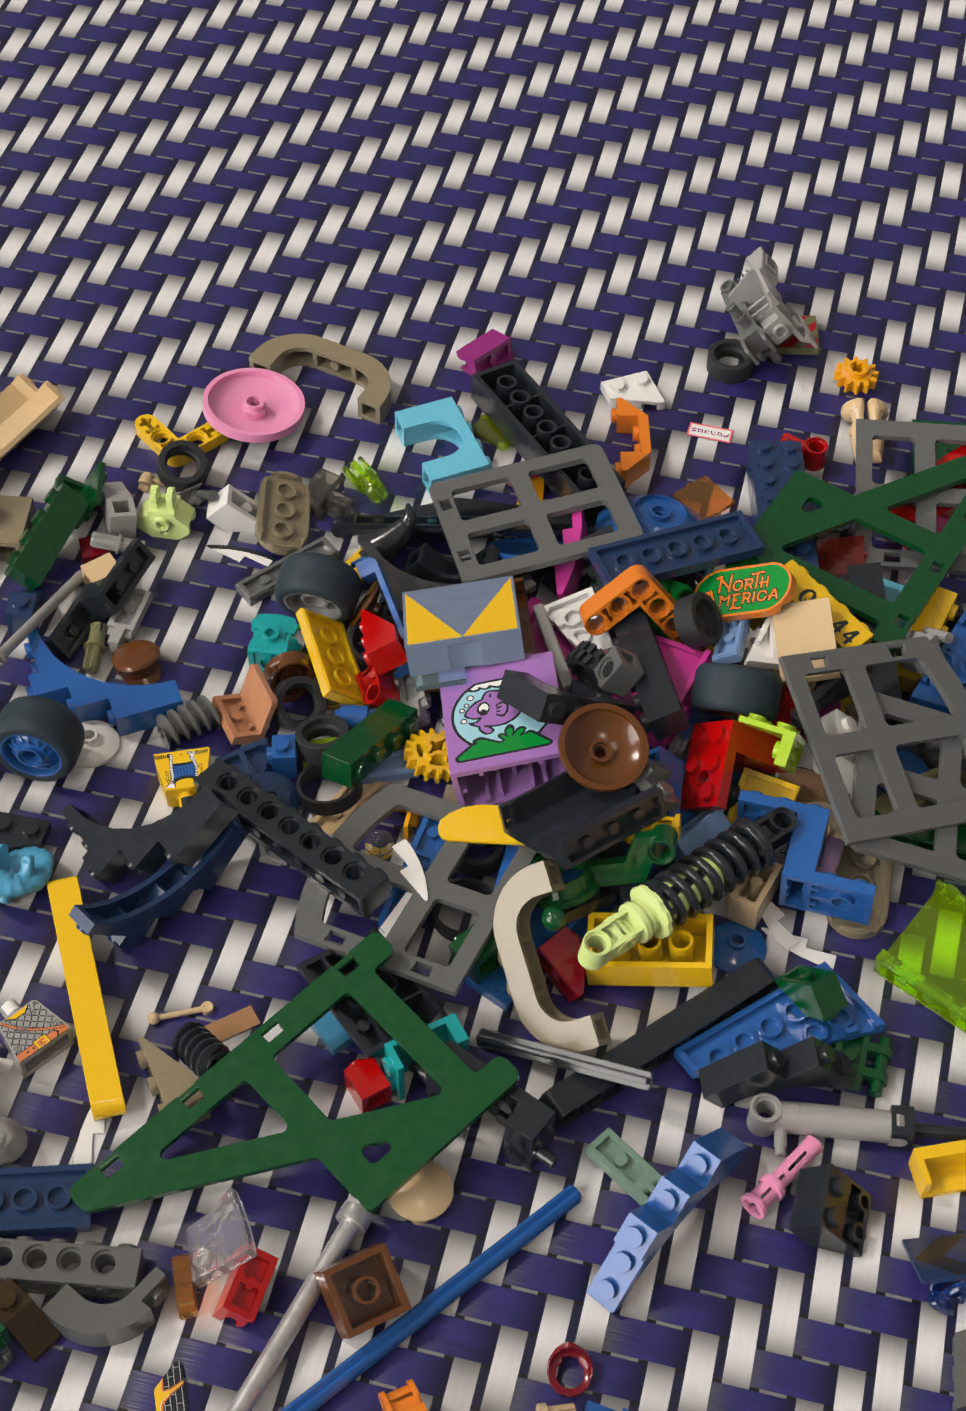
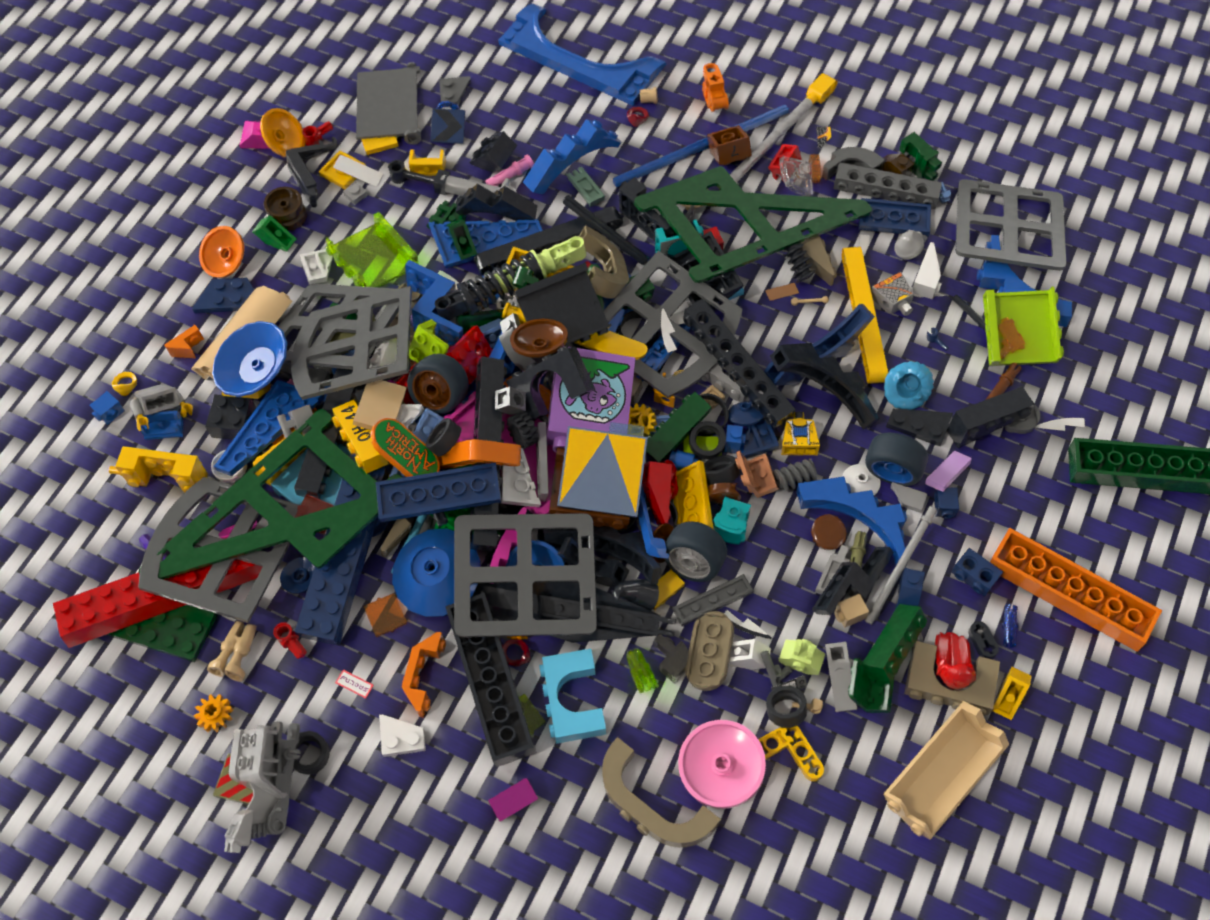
camera: 165 degrees left, 10 degrees up
(90, 553) = (858, 645): dark red tile -> none
(110, 542) = (835, 637): light grey axle -> none

